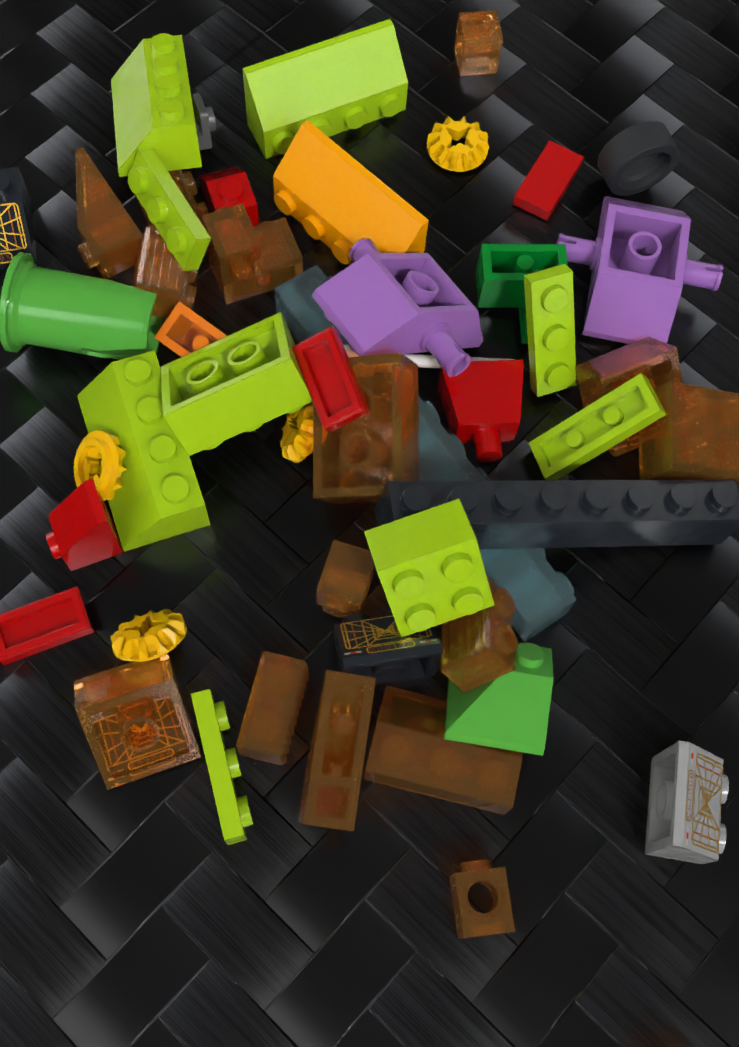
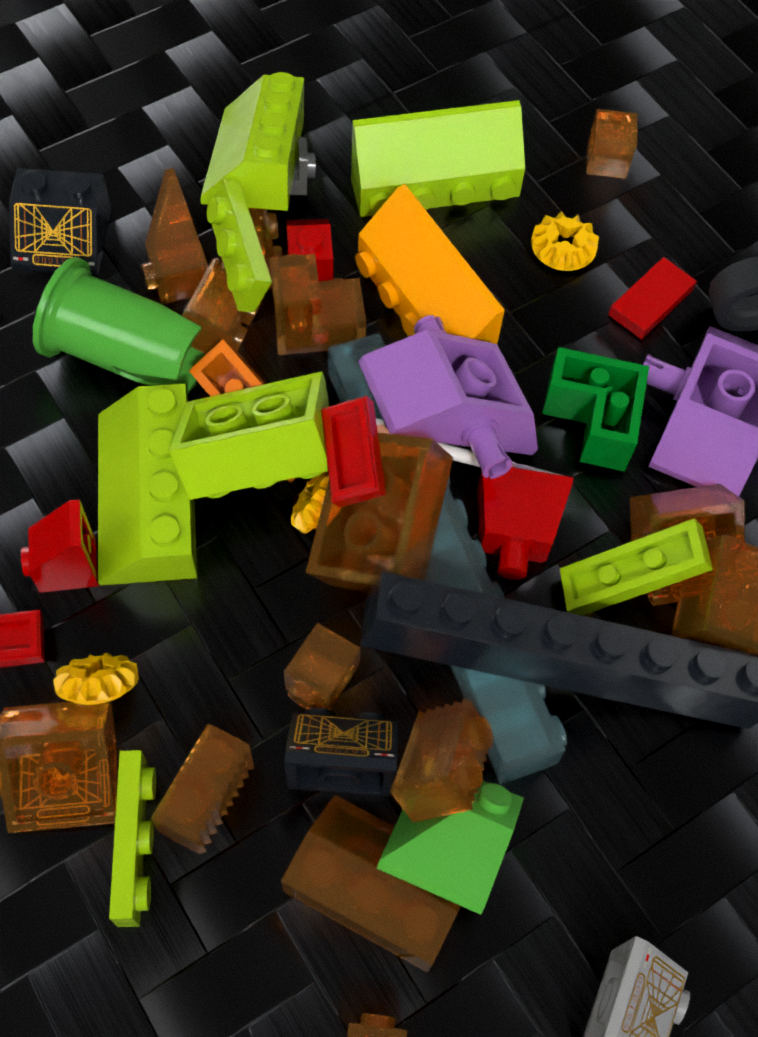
camera: 15 degrees right, 5 degrees down
(105, 473) = (99, 487): yellow gear -> none
(337, 752) = (256, 852): clear orange slope -> none
(430, 567) = (402, 675): lime brick -> none
(550, 329) = (609, 452): lime plate -> none

